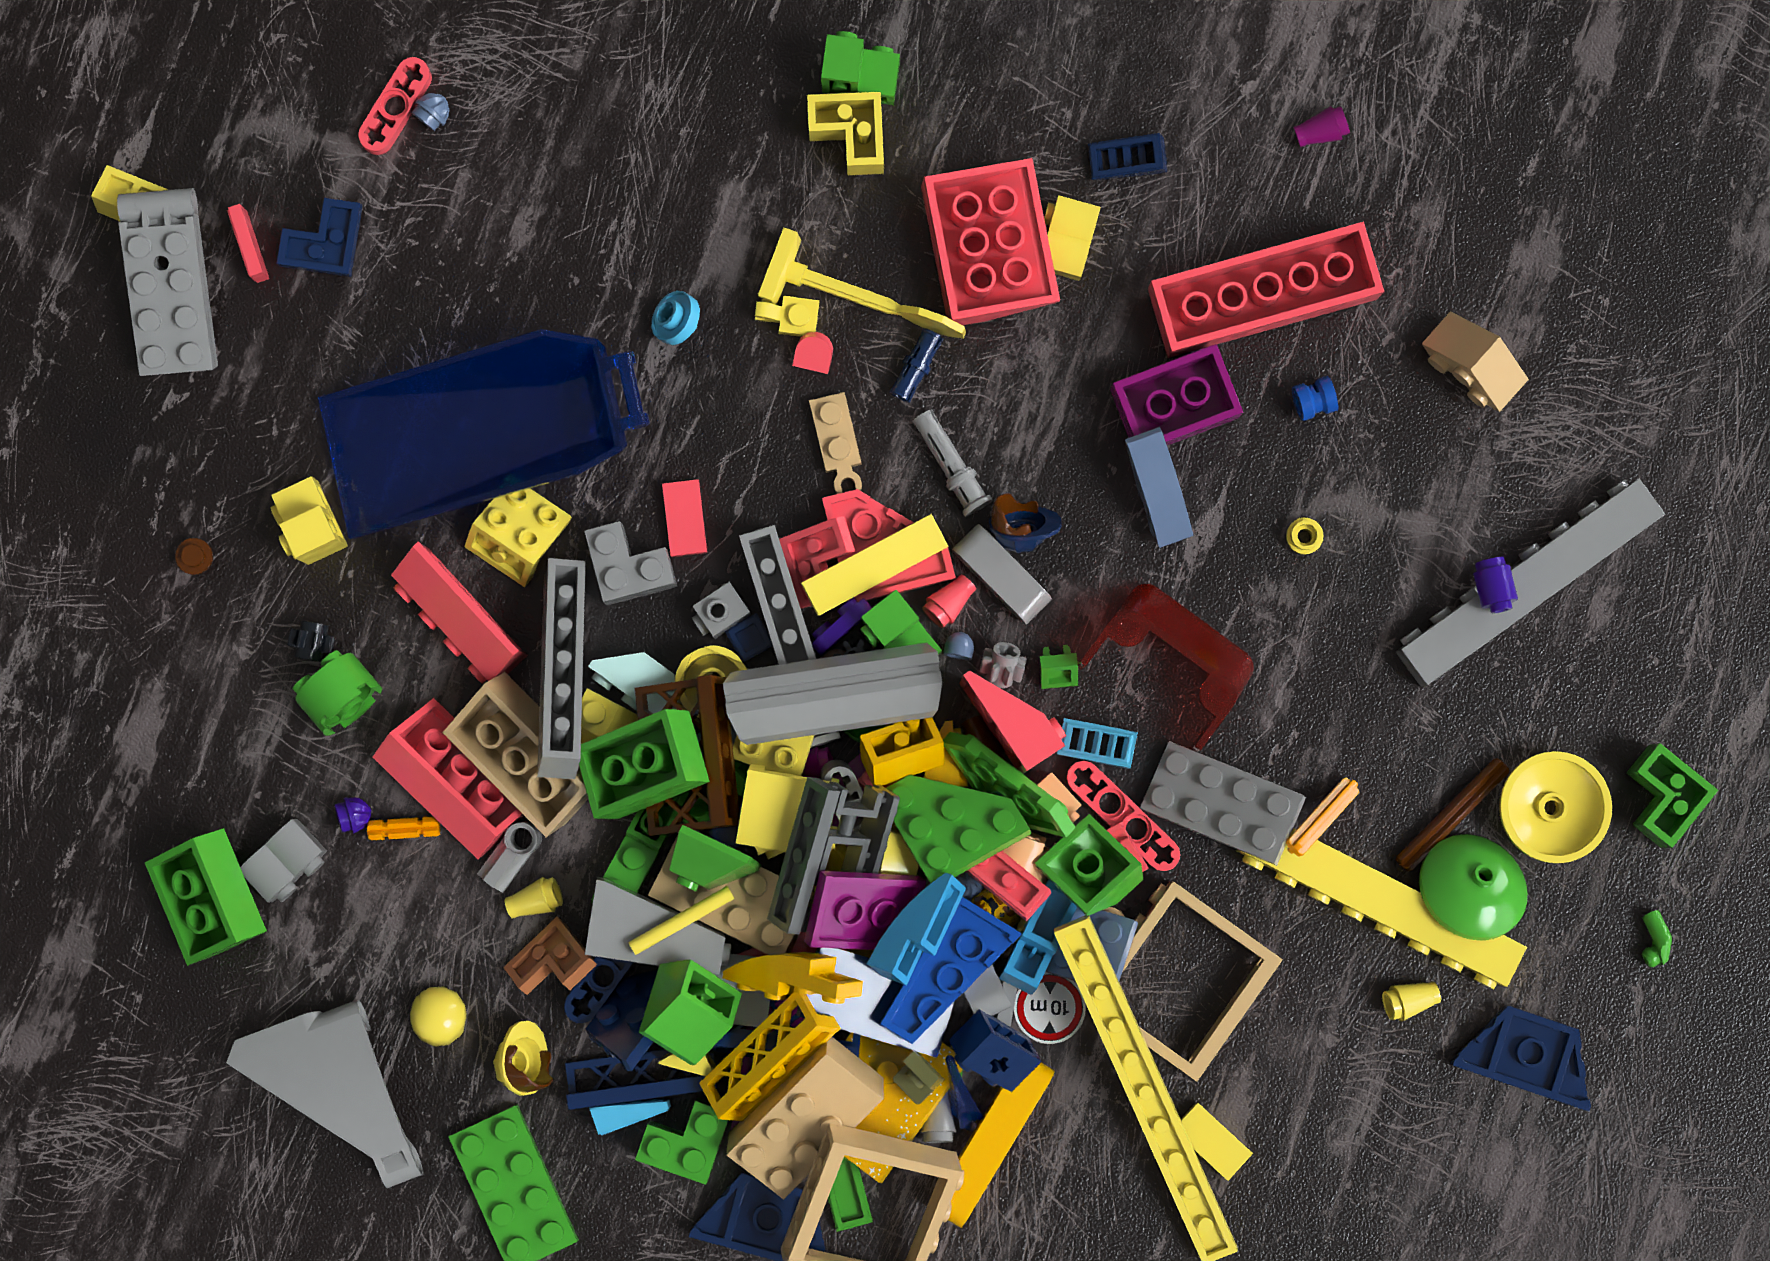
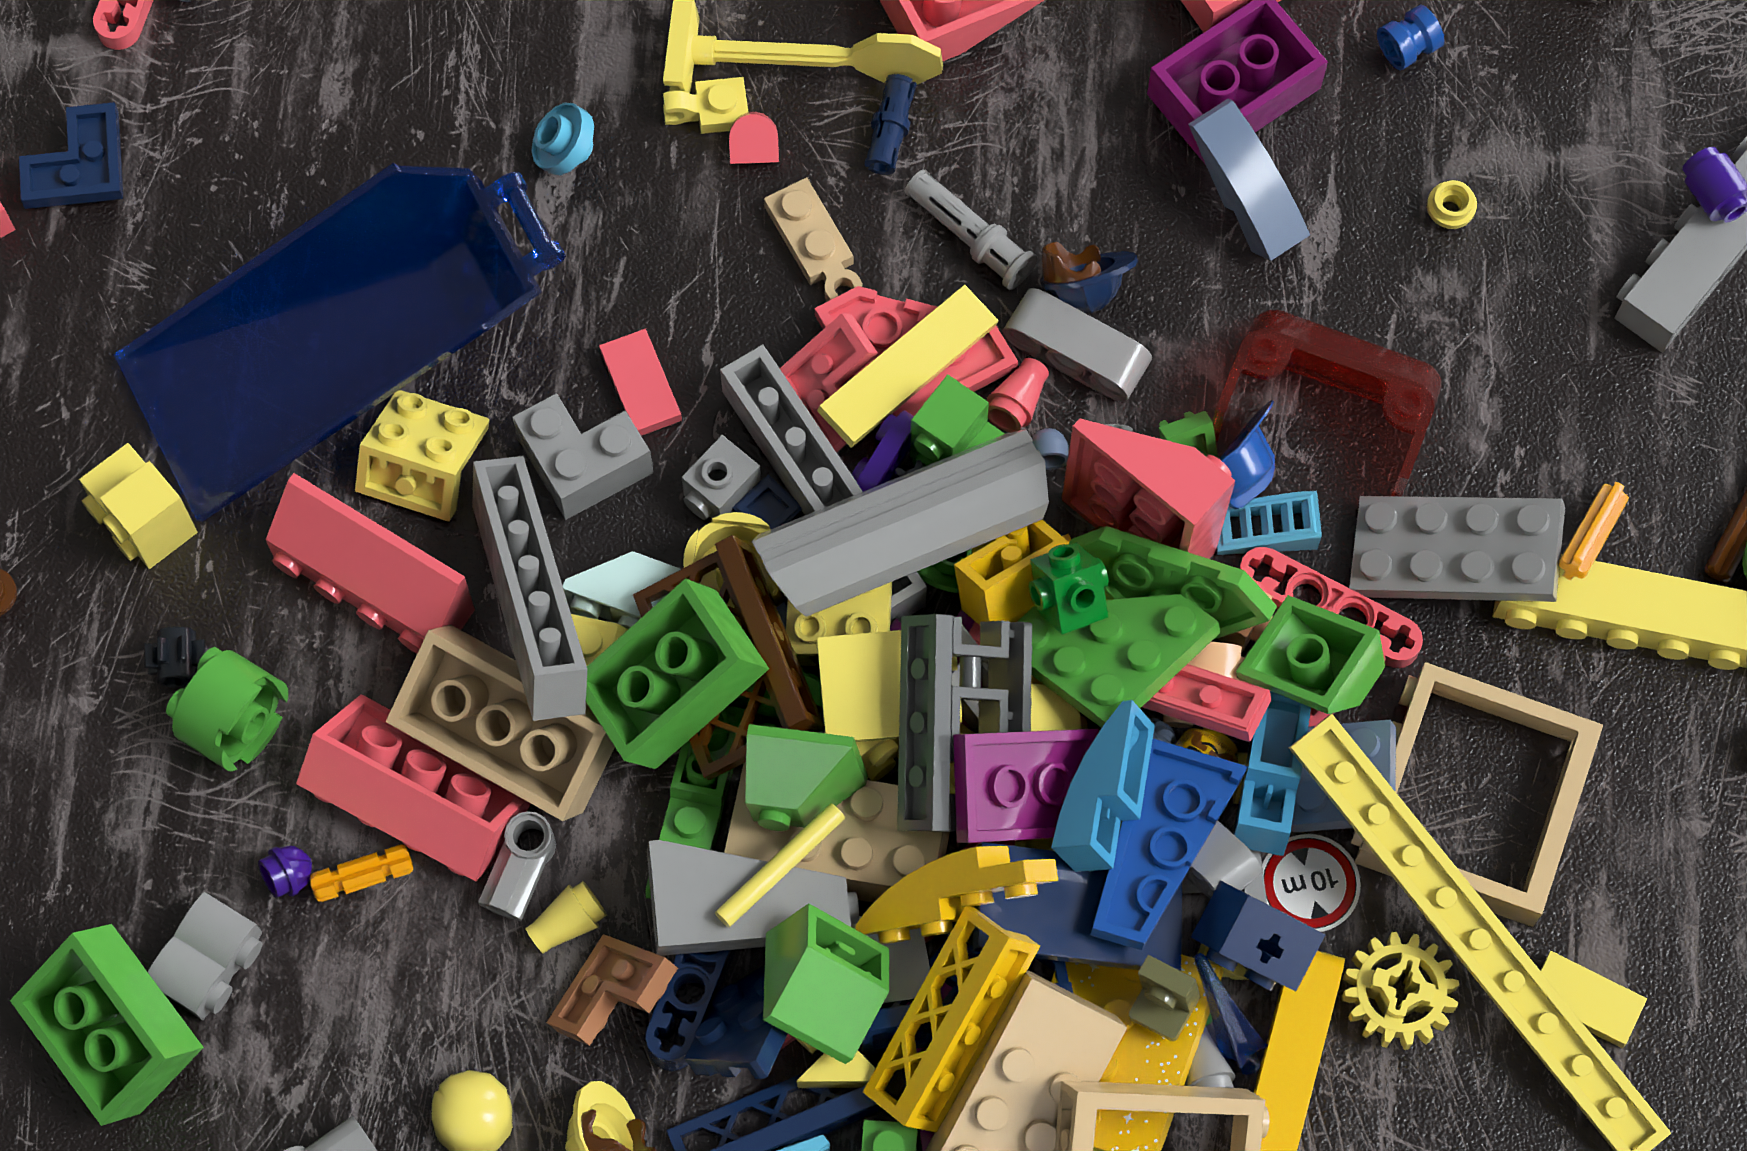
camera: 15 degrees left, 15 degrees down
(933, 777) = (1069, 587): none -> green brick
(1077, 1119) = (1379, 986): none -> light yellow gear
(1092, 697) = (1250, 461): none -> blue piece

